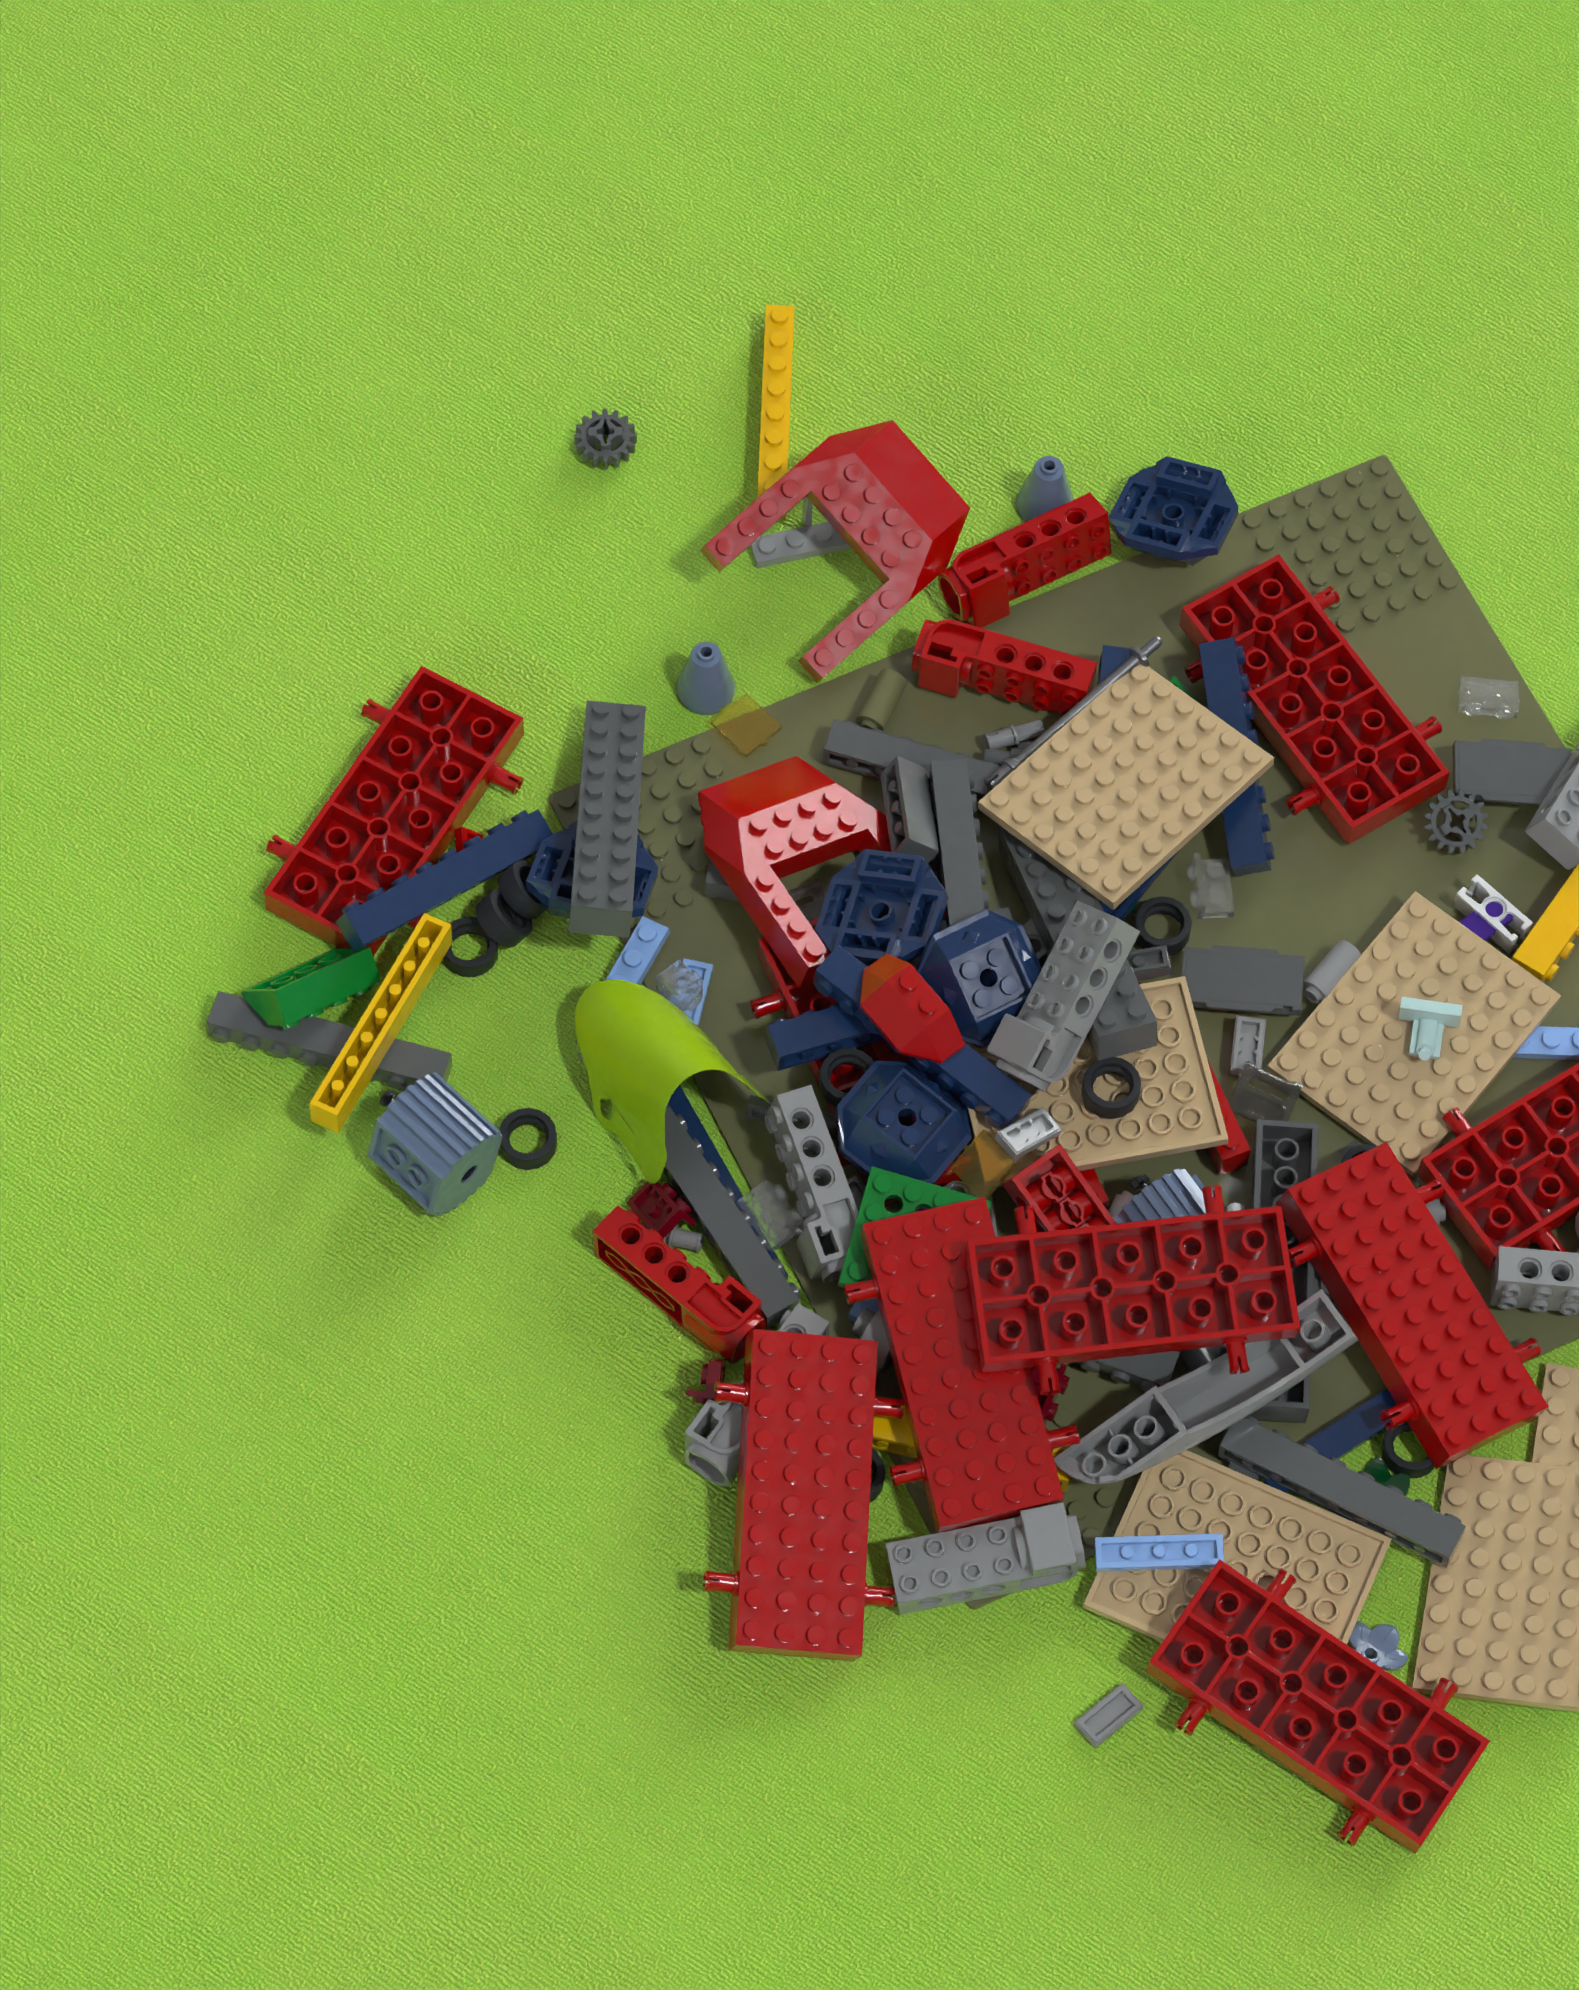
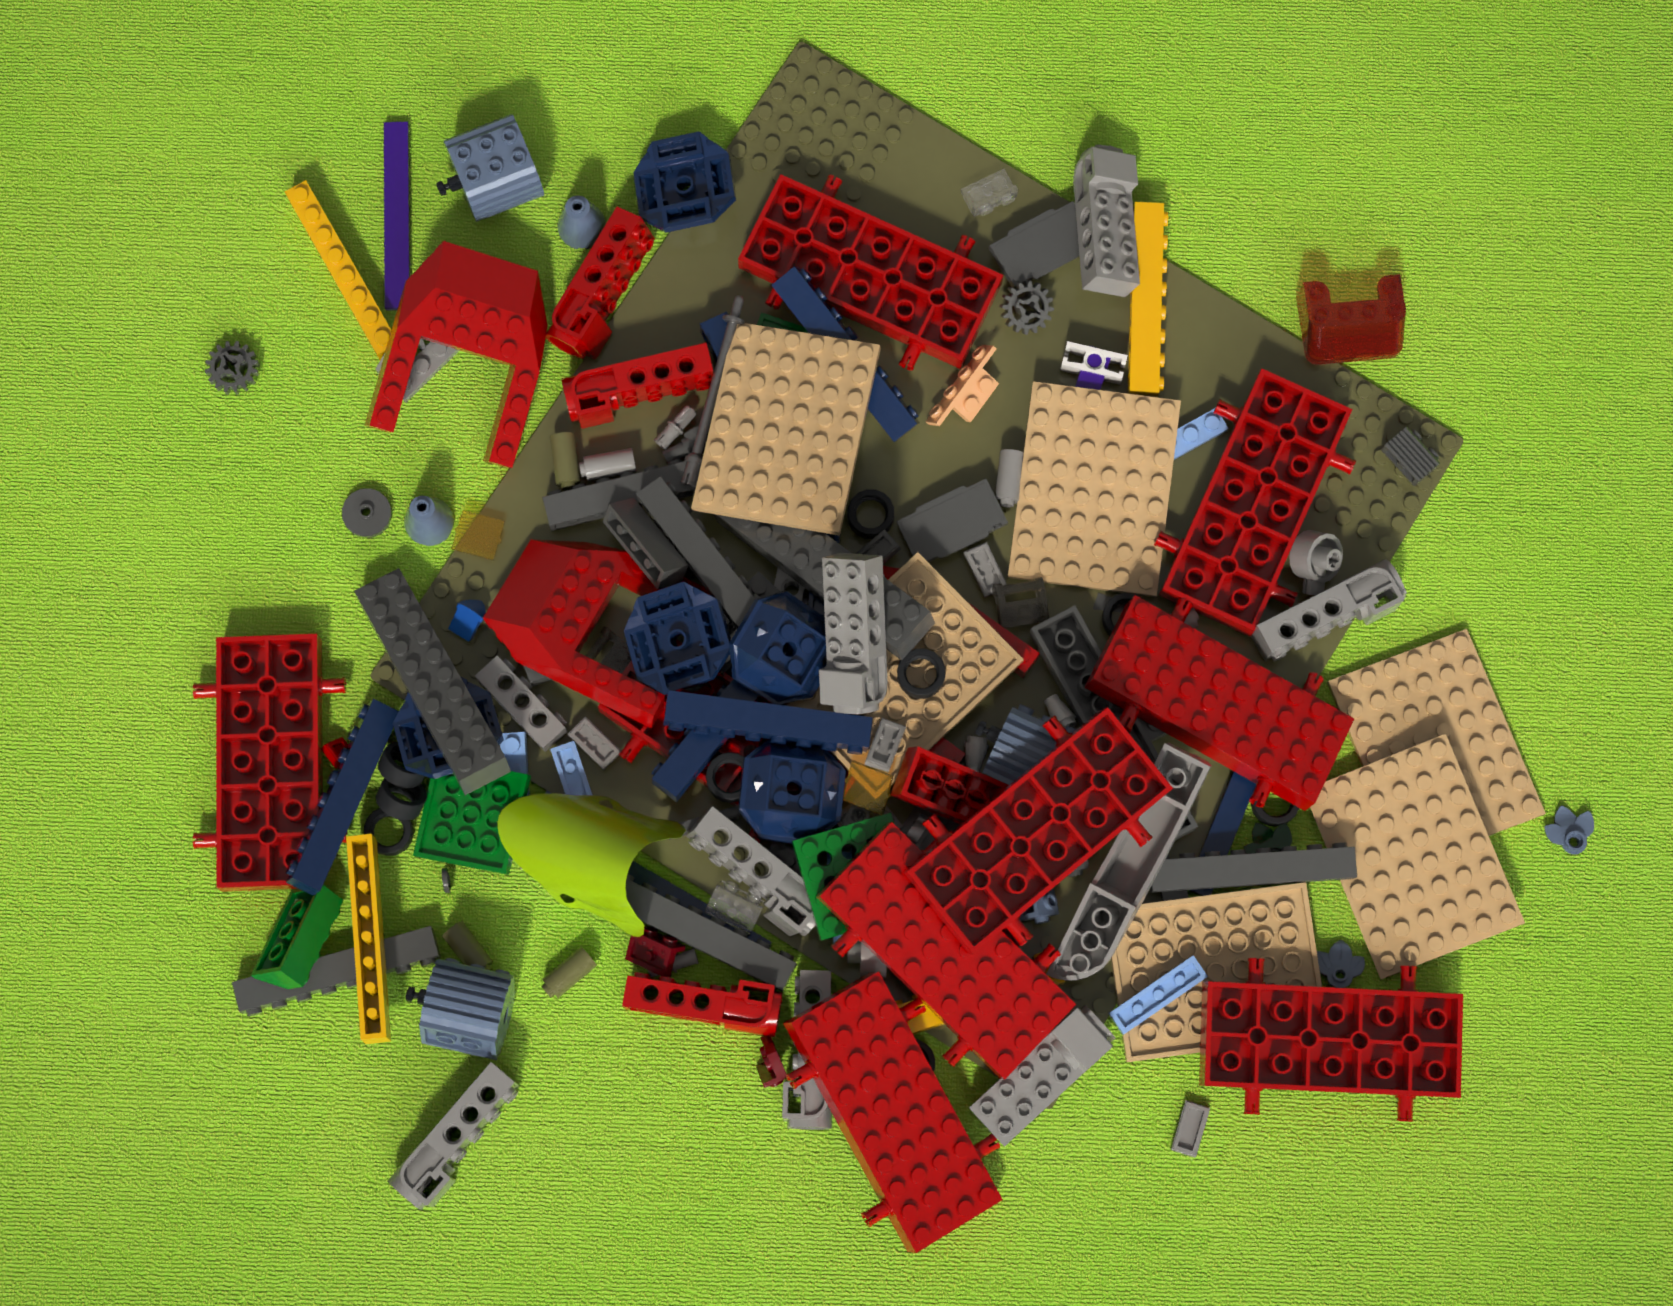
camera: 30 degrees left, 15 degrees up
(340, 1260) = (437, 1152): none -> light grey brick
(474, 1088) = (466, 946): none -> olive brick
(495, 1024) = (446, 880): none -> dark grey piece
(528, 1117) = (505, 953): black tyre -> none
(550, 972) = (465, 827): none -> green plate
(559, 1182) = (568, 973): none -> olive brick
(648, 657) = (369, 525): none -> dark grey plate
(680, 986) = (564, 776): clear brick -> none
(681, 792) = (467, 618): none -> blue tile
(687, 943) = (543, 735): none -> light grey brick
(732, 980) = (594, 743): none -> light grey plate
(875, 373) = (396, 211): none -> dark purple tile
(908, 1011) = (748, 712): red wedge -> none
(922, 729) = (607, 464): none -> light grey brick
(987, 393) = (492, 168): none -> sand blue piece
(1088, 1393) = (1042, 909): none -> sand blue brick
(1212, 887) = (885, 461): clear bracket -> none
(1342, 870) = (968, 391): none -> light nougat bracket
(1428, 1024) = (1105, 483): light aqua piece -> none

